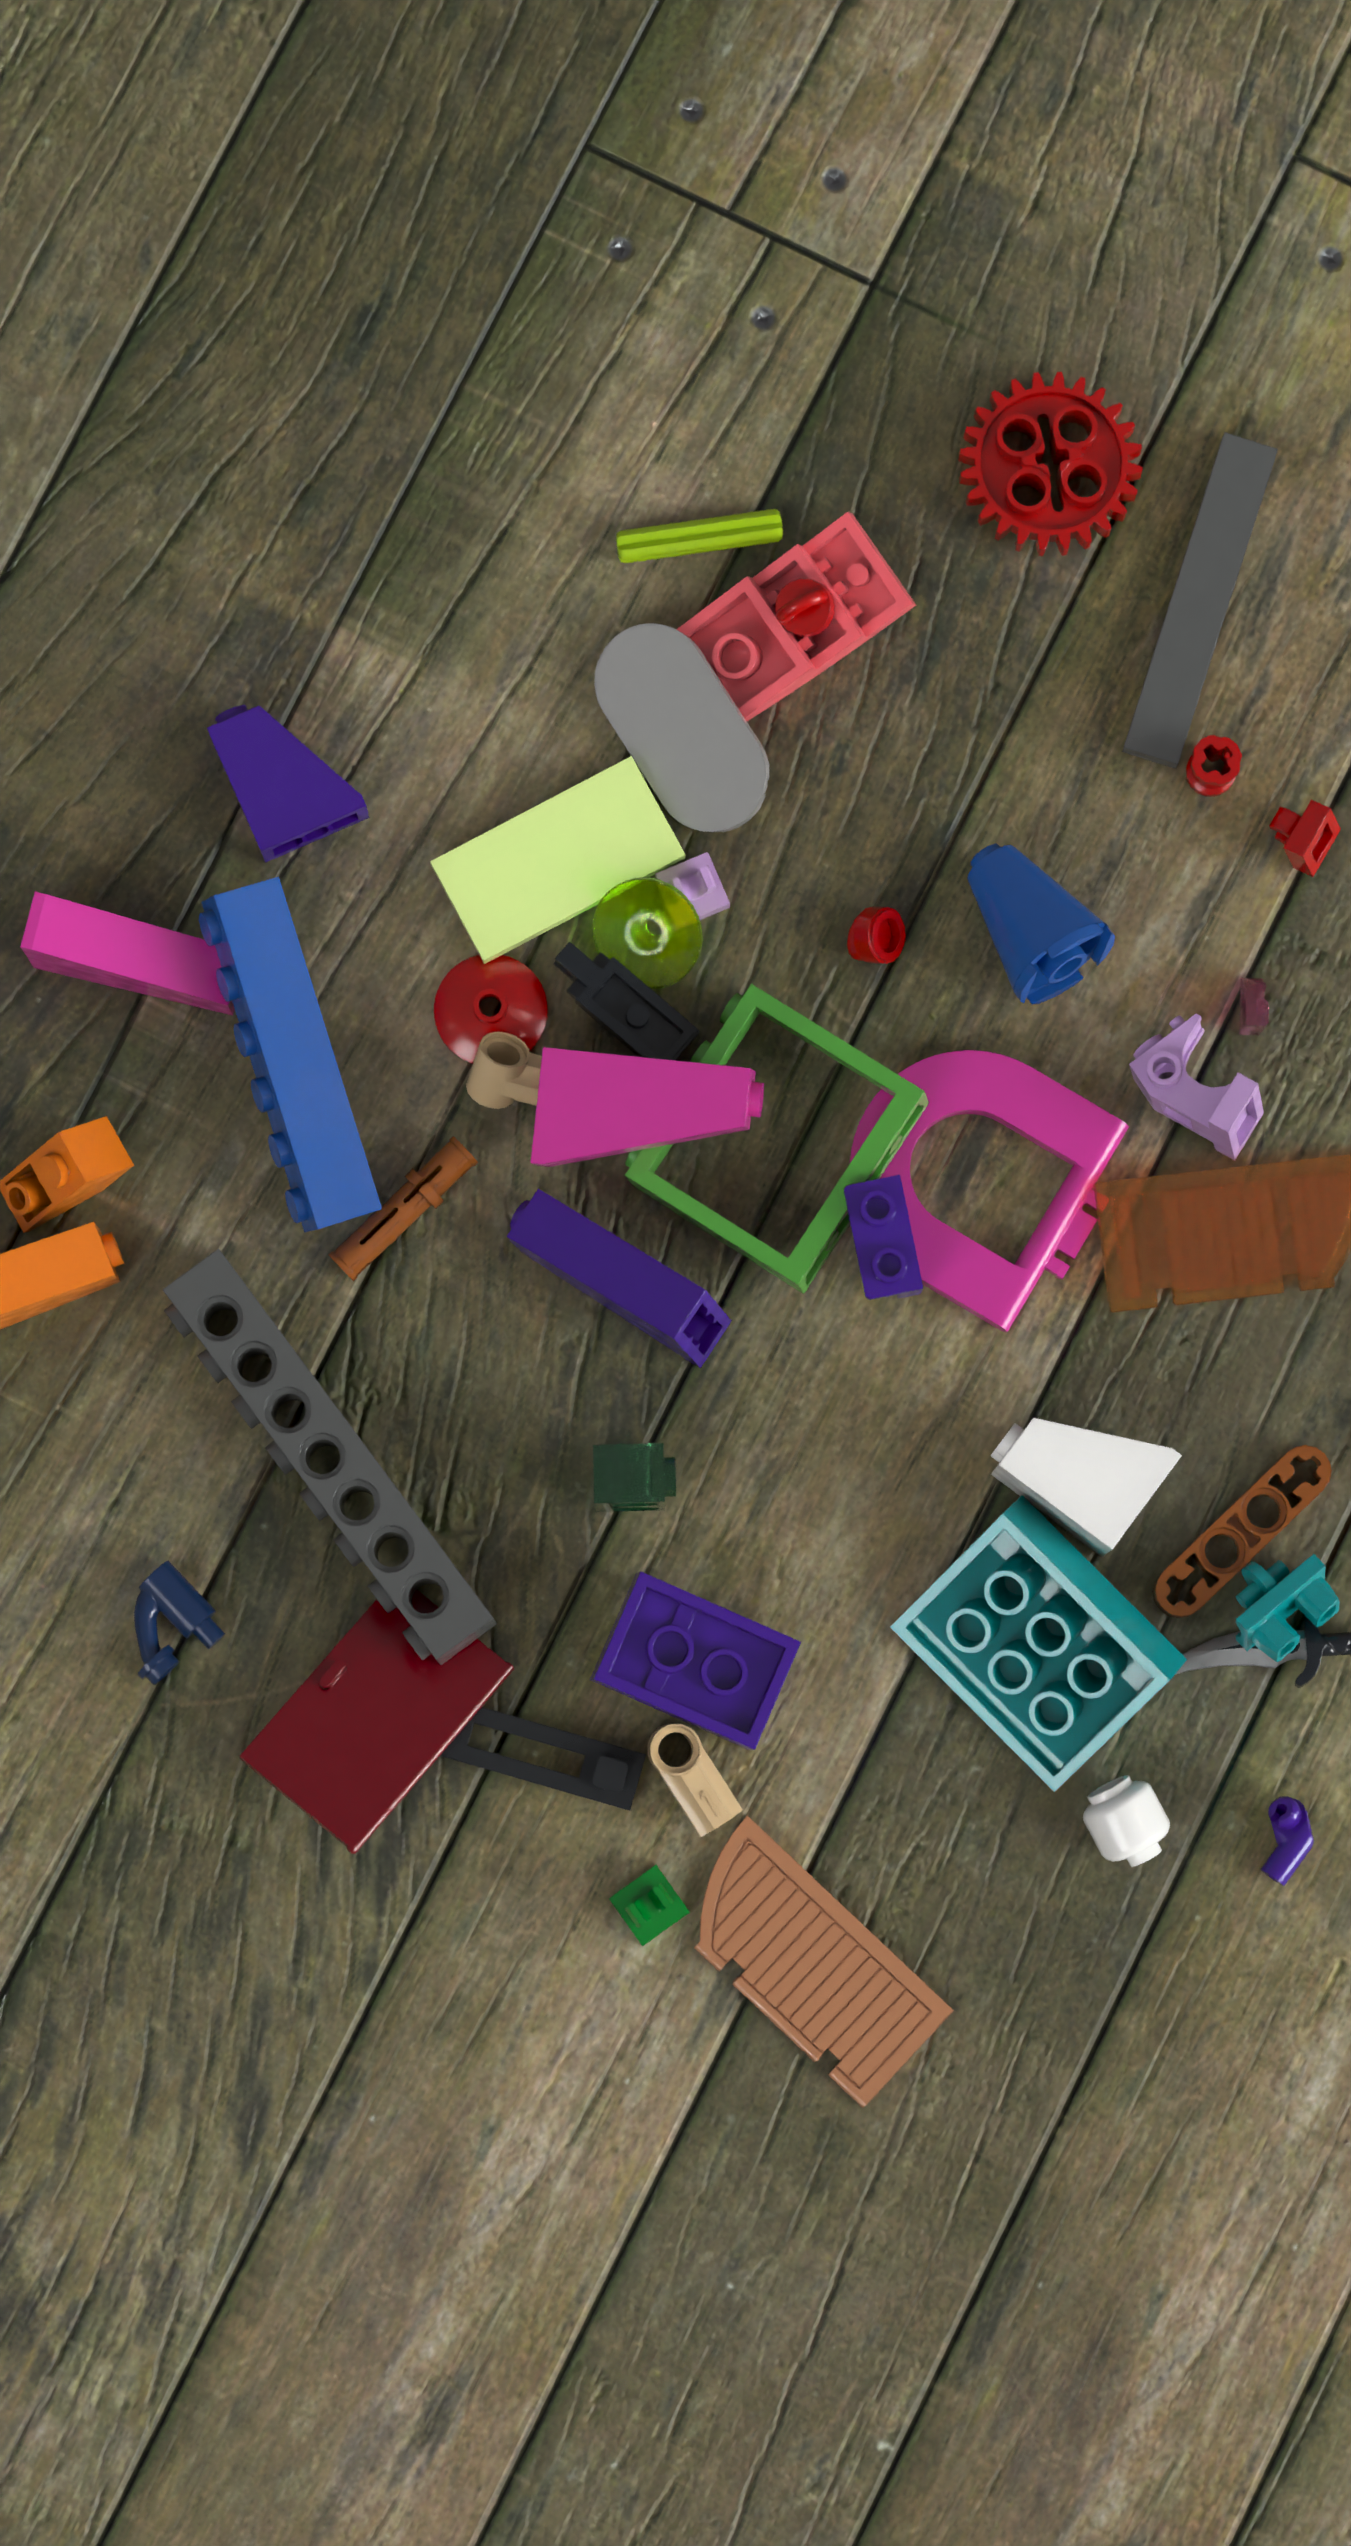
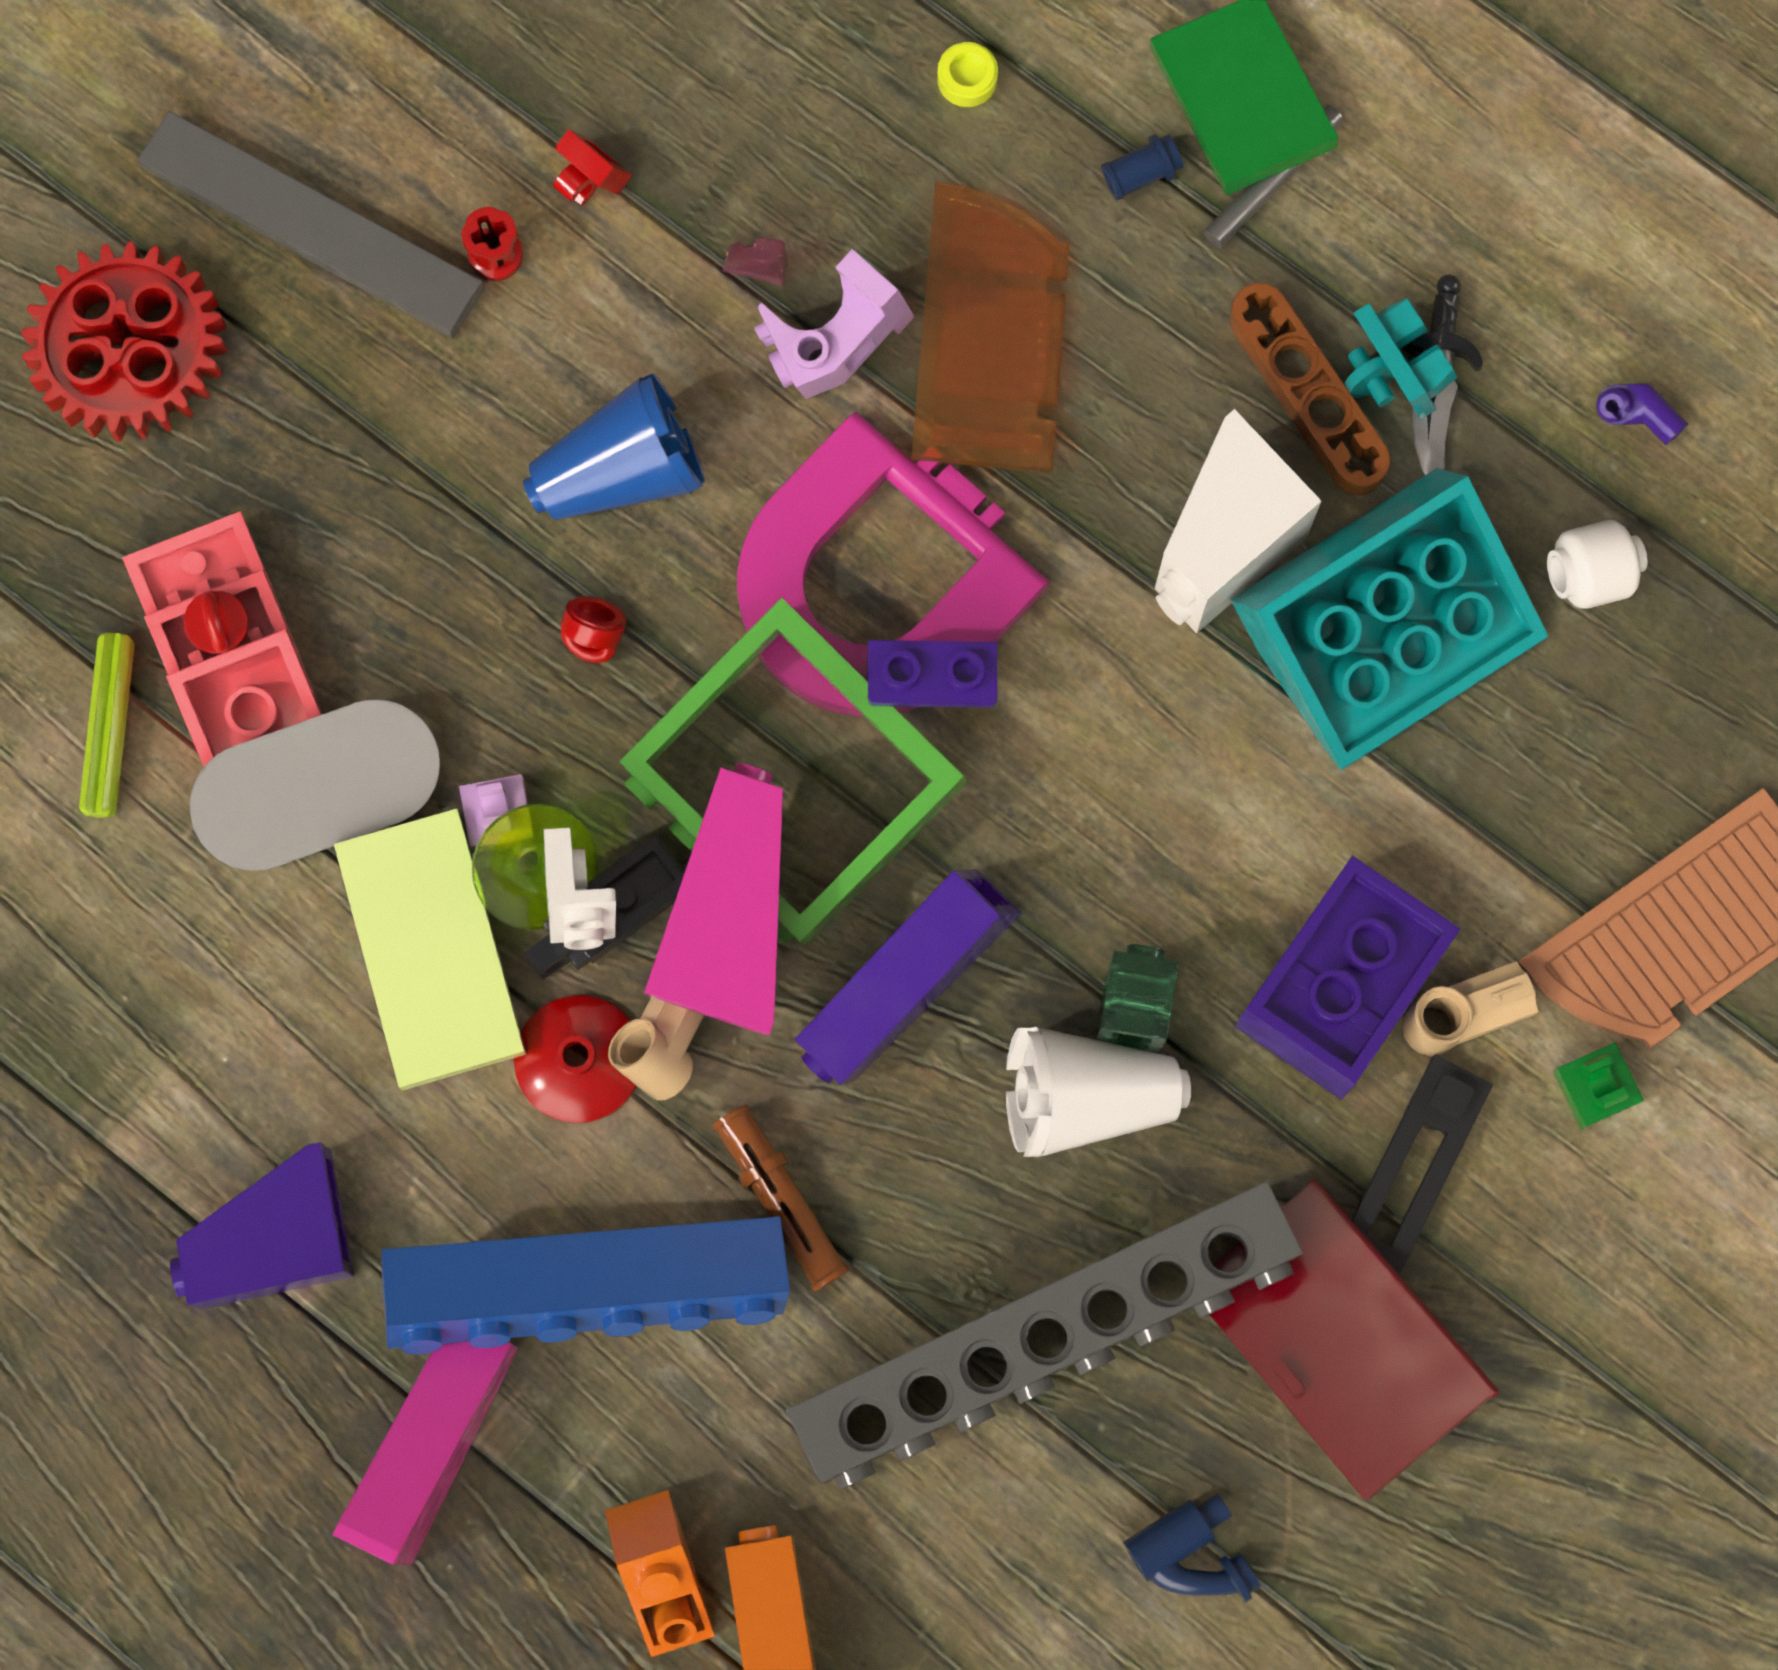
camera: 75 degrees left, 5 degrees down
(547, 1454) = (1087, 1090): none -> white cone
(617, 965) = (575, 914): none -> white bracket

